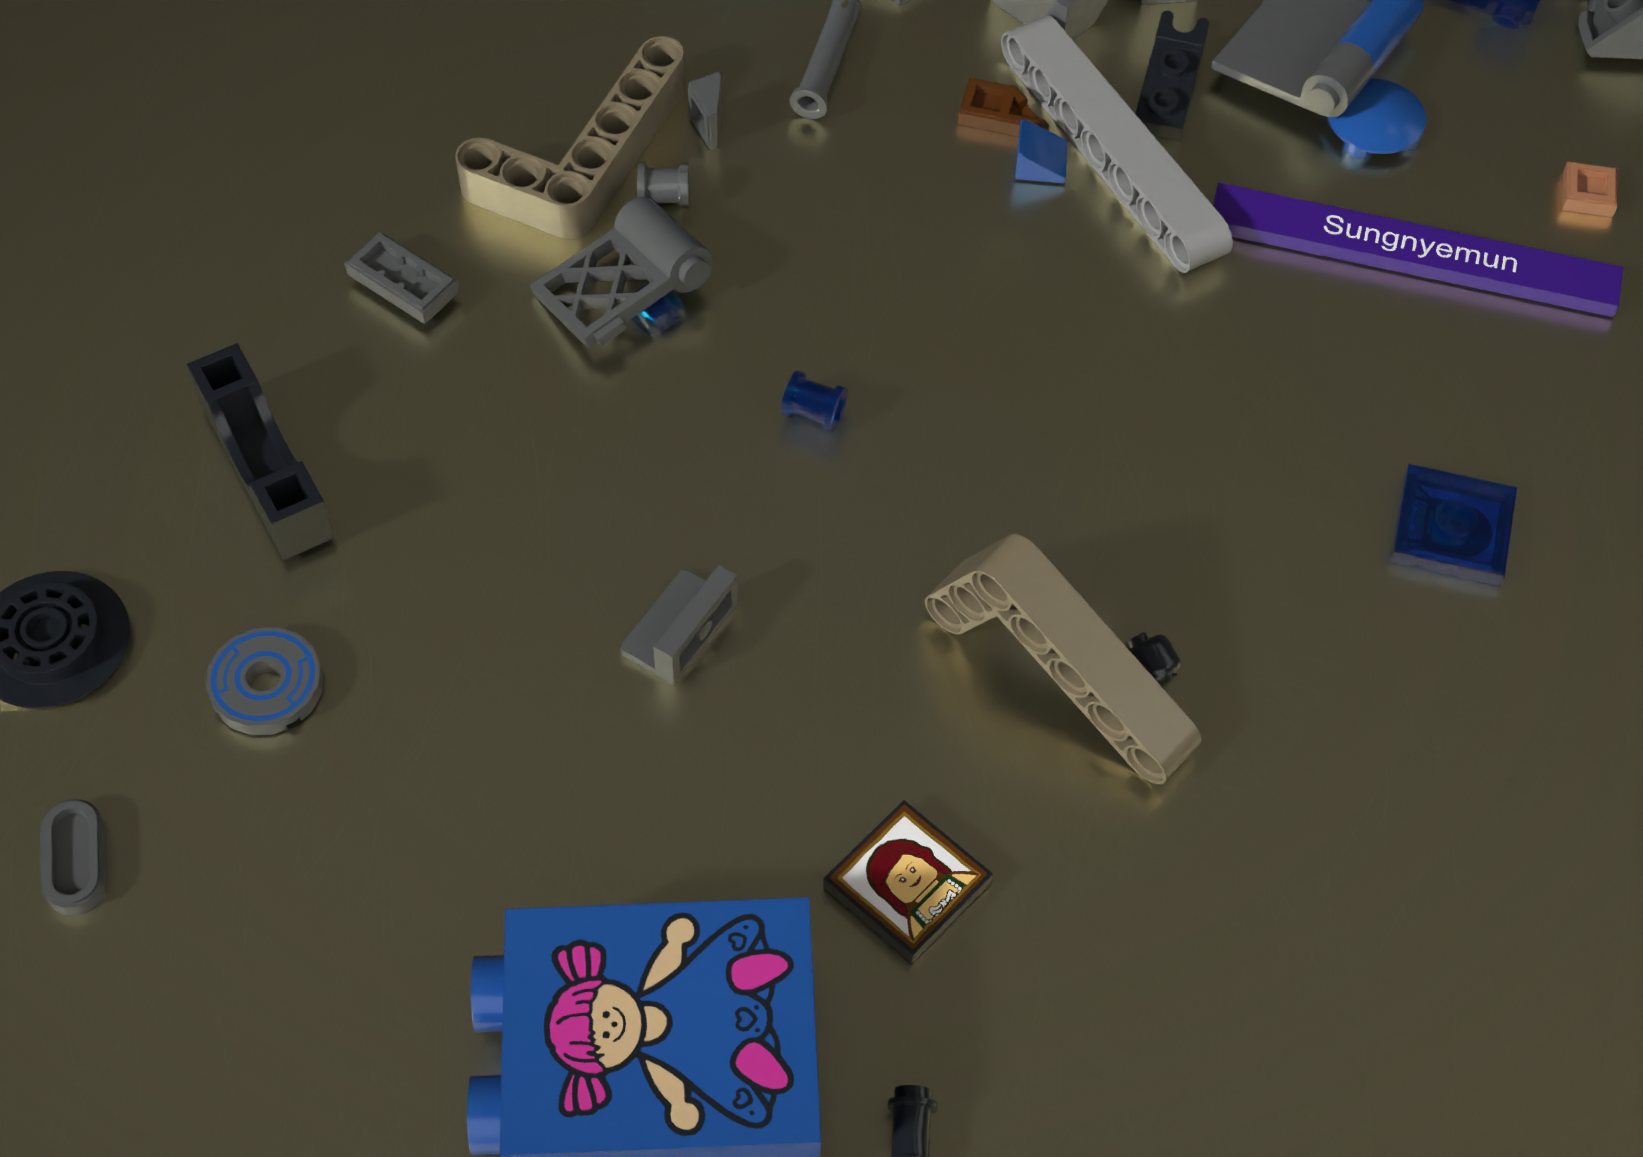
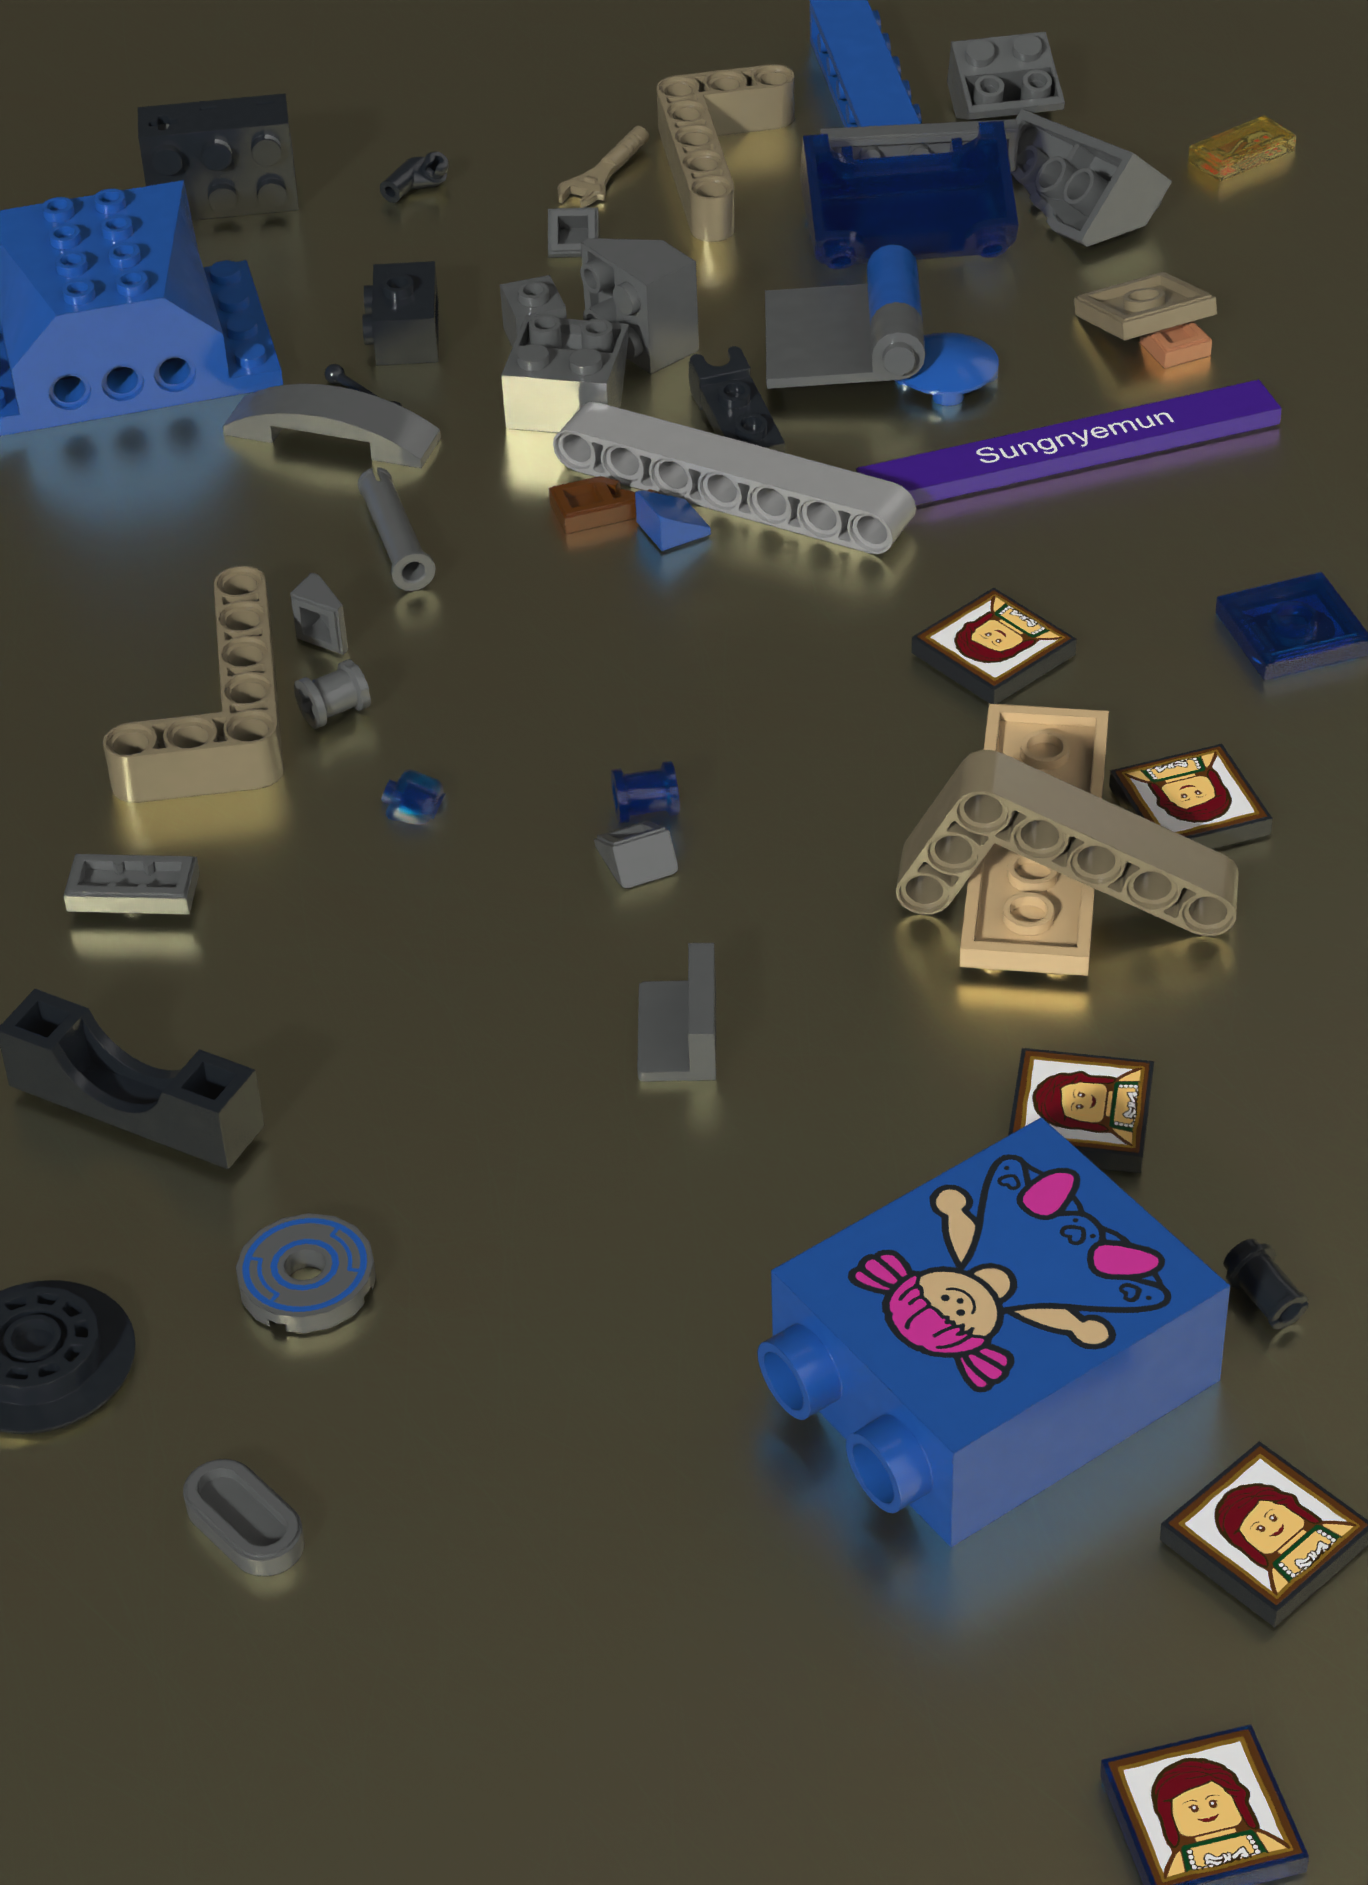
camera: 30 degrees left, 15 degrees down
(657, 252) = (371, 743): dark grey piece -> none
(773, 450) = (638, 853): none -> dark grey slope
(1121, 564) = (1014, 907): none -> tan plate
(1193, 410) = (993, 646): none -> tile
(1227, 647) = (1195, 796): none -> tile
(1585, 144) = (1145, 305): none -> dark tan tile

